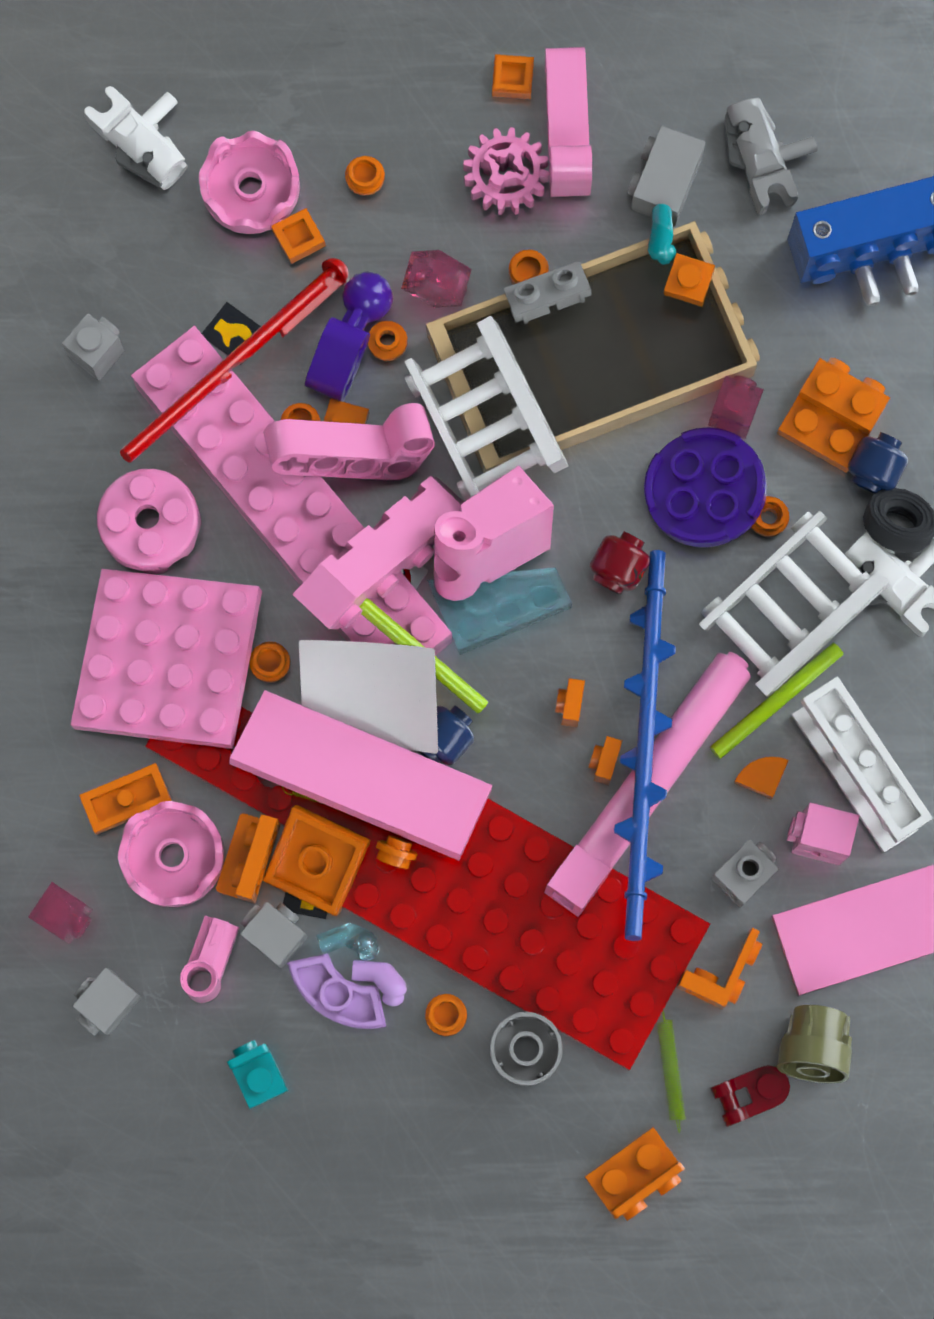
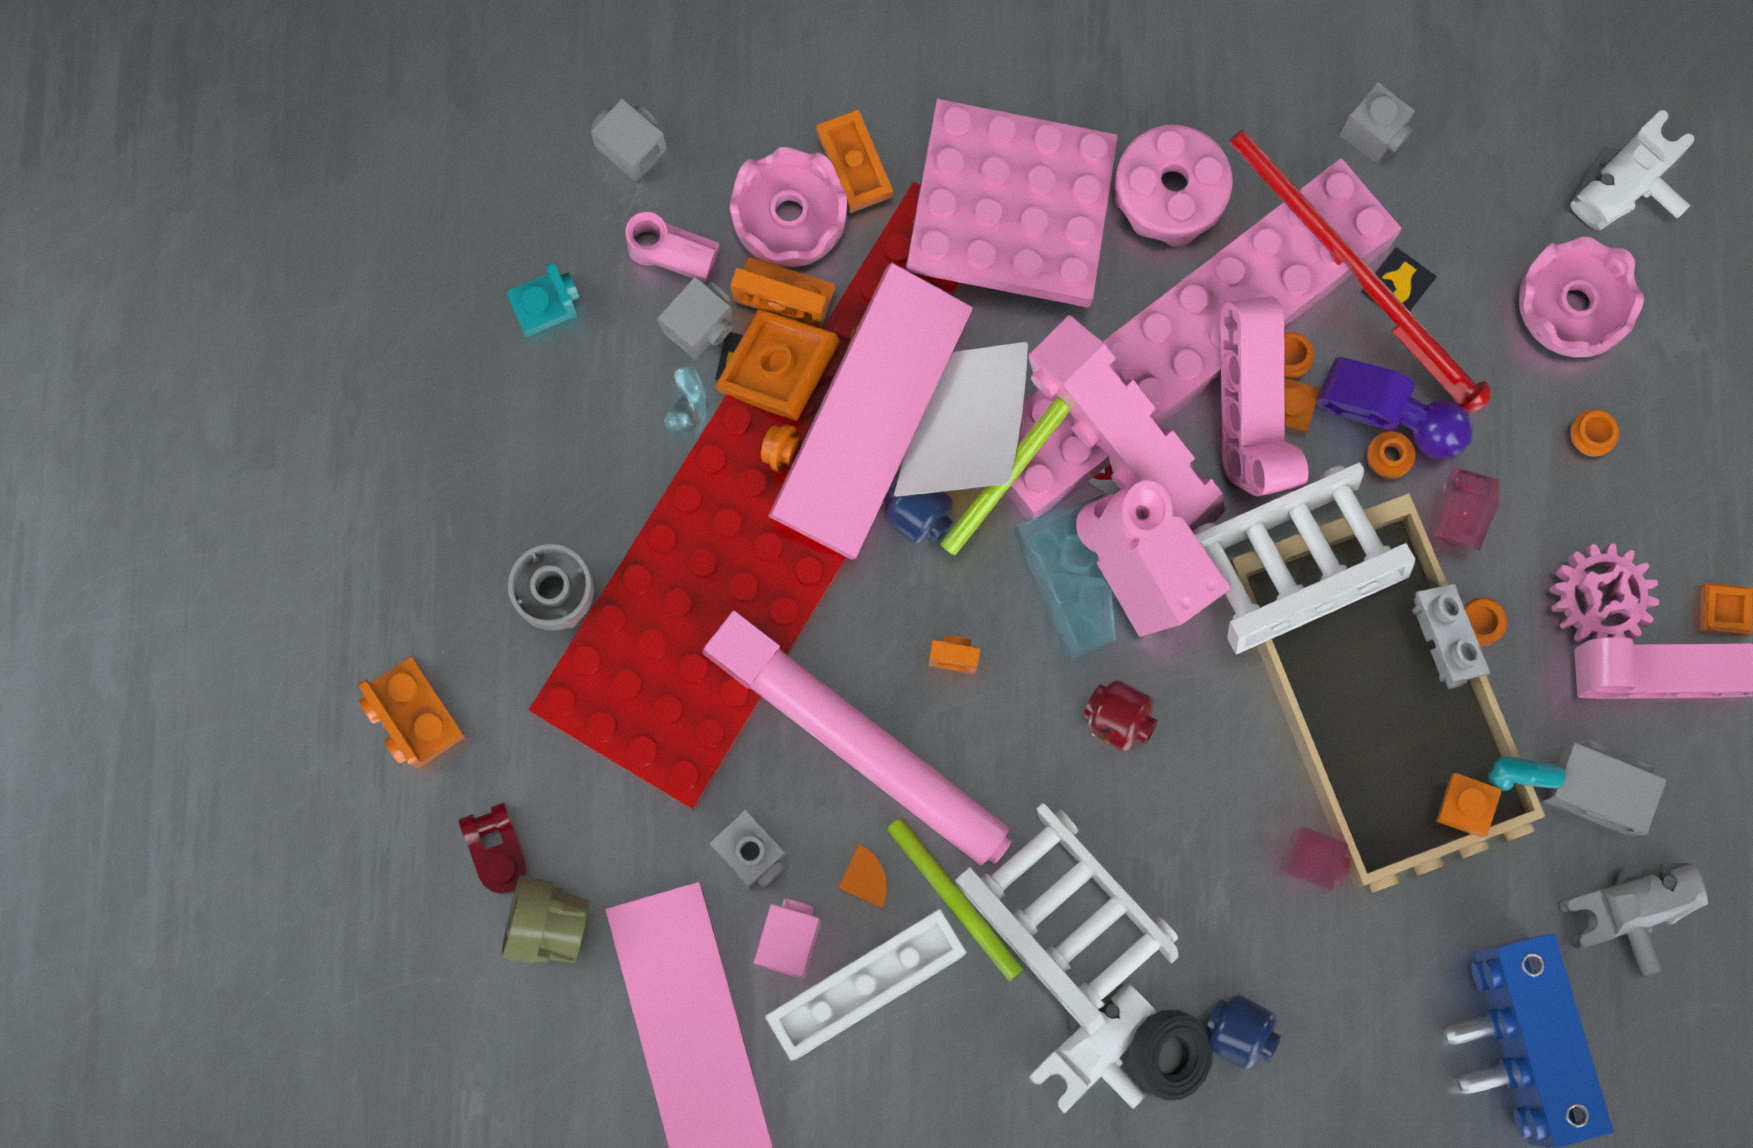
camera: 90 degrees right, 0 degrees up
(61, 913) = (726, 90): clear pink brick -> none
(269, 662) = (1008, 318): orange plate -> none
(298, 236) = (1517, 354): orange plate -> none
(335, 996) = (627, 388): lavender tile -> none
(385, 978) = (644, 440): lavender arm -> none
(446, 1015) = (600, 507): orange plate -> none
(604, 760) = (885, 692): orange plate -> none
(641, 757) = (880, 724): blue plant -> none
(675, 1084) = (506, 764): lime piece -> none
(703, 983) = (621, 797): orange bracket -> none
(705, 487) = (1213, 822): dark purple tile -> none
(781, 513) = (1189, 887): orange plate -> none
(834, 412) = (1308, 982): orange plate -> none

